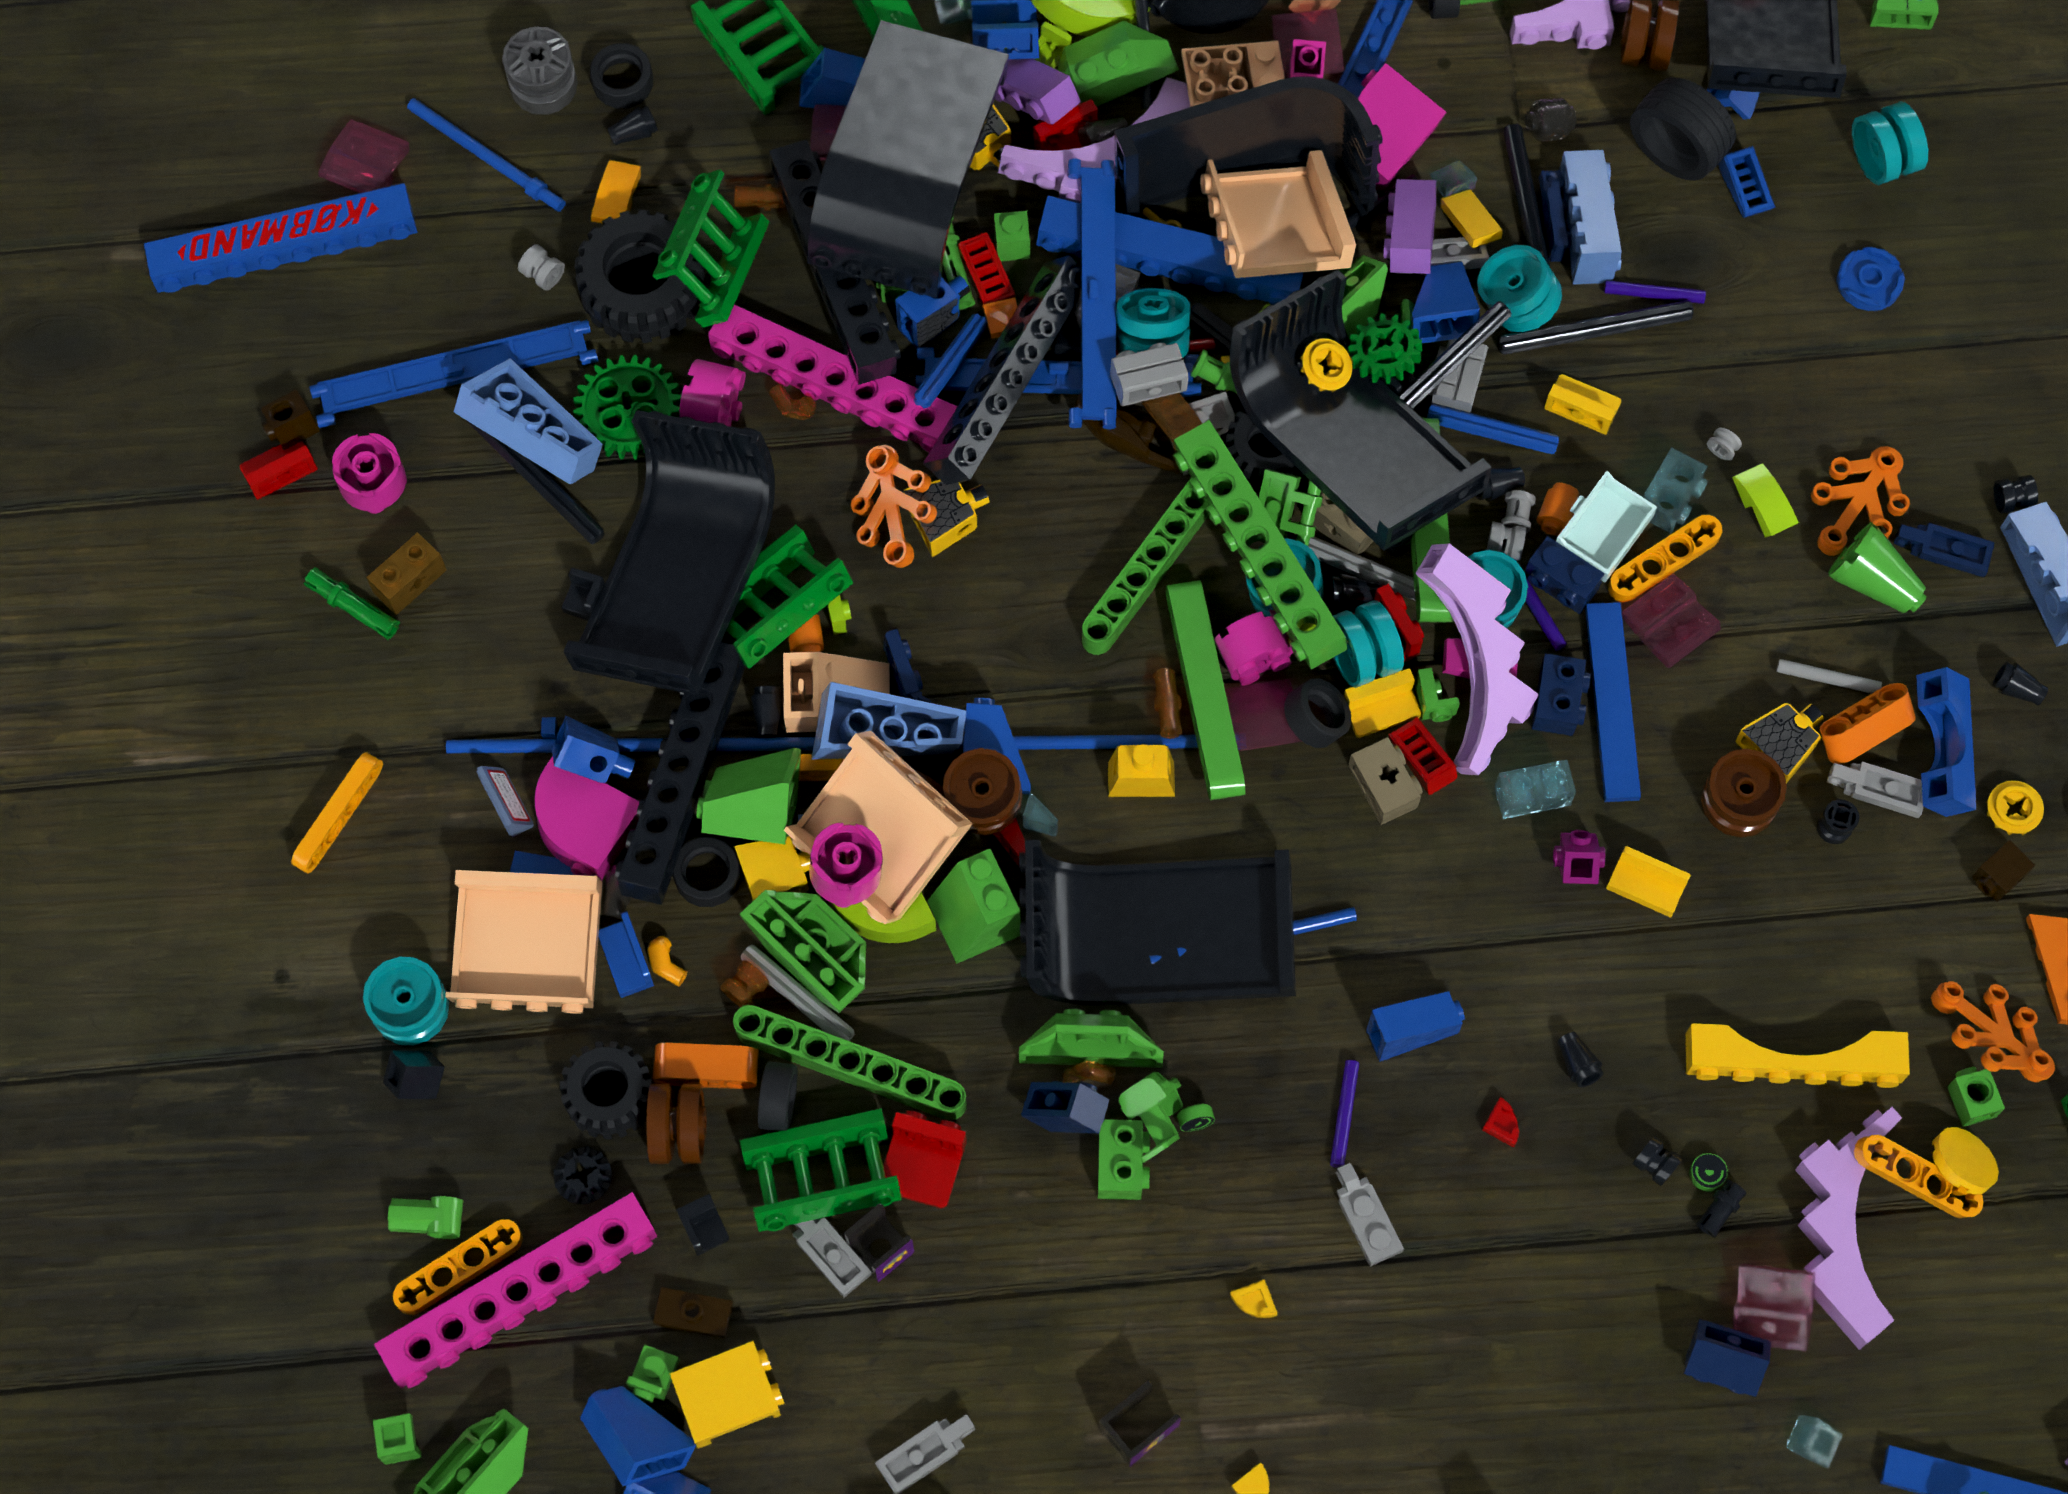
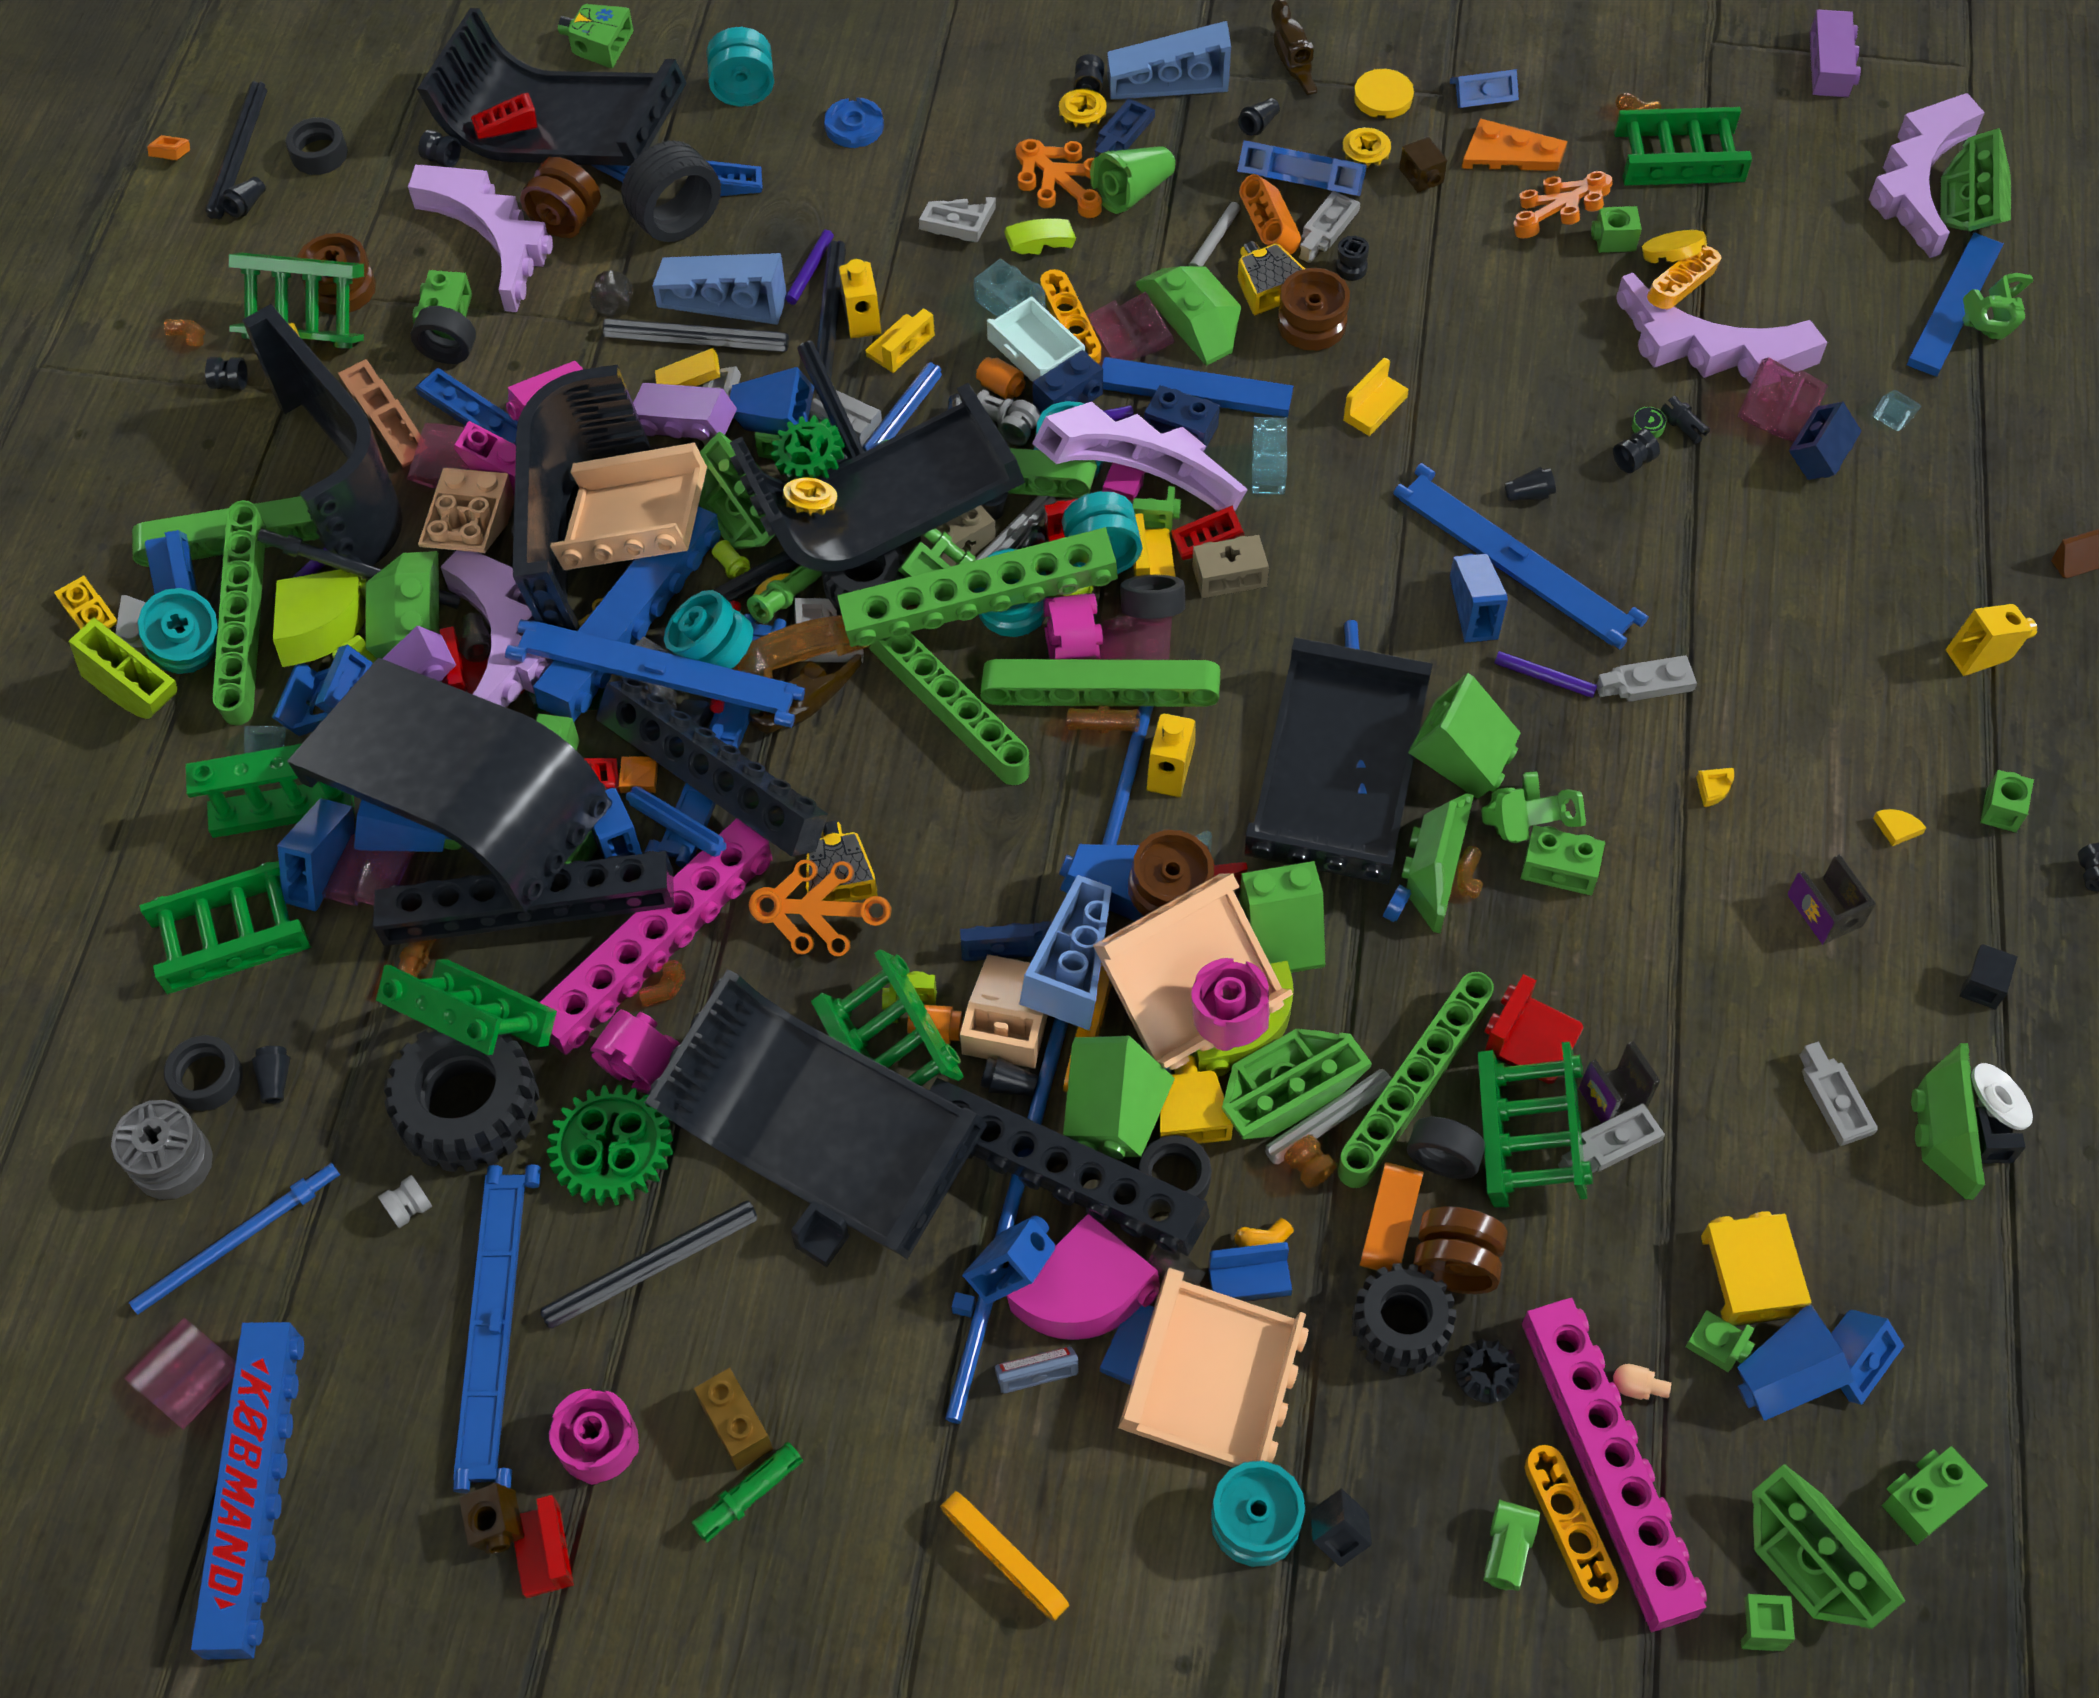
camera: 75 degrees left, 10 degrees down
(528, 420) = (597, 1242): medium blue wedge -> none
(597, 1307) = (1639, 1382): none -> light nougat cylinder
(615, 190) = (345, 1107): light orange slope -> none
(693, 1312) = (1657, 1288): dark brown plate -> none
(703, 1224) = (1564, 1258): black panel -> none
(1032, 1013) = (1397, 903): none -> blue tile
(1065, 1107) = (1509, 886): dark blue brick -> none
(1148, 373) = (766, 638): light grey brick -> none
(1223, 1042) = (1467, 738): none -> bright green slope
(1454, 179) = (637, 375): clear light blue slope -> none
(1480, 1061) = (1518, 560): none -> blue piece
(1503, 1123) = (1576, 559): red tile -> none
(1524, 284) = (771, 340): teal wheel -> none
(1554, 213) = (707, 313): dark blue hinge -> none
(1579, 857) = (1345, 436): magenta brick -> none
(1619, 347) = (857, 286): none -> yellow torso
(1717, 677) = (1195, 308): none -> bright green wedge
(1721, 1051) = (1544, 379): yellow arch -> none
(1724, 443) = (976, 250): light grey bush -> none
(1764, 416) = (957, 218): none -> light grey wing
(1980, 491) = (1075, 100): none -> yellow gear

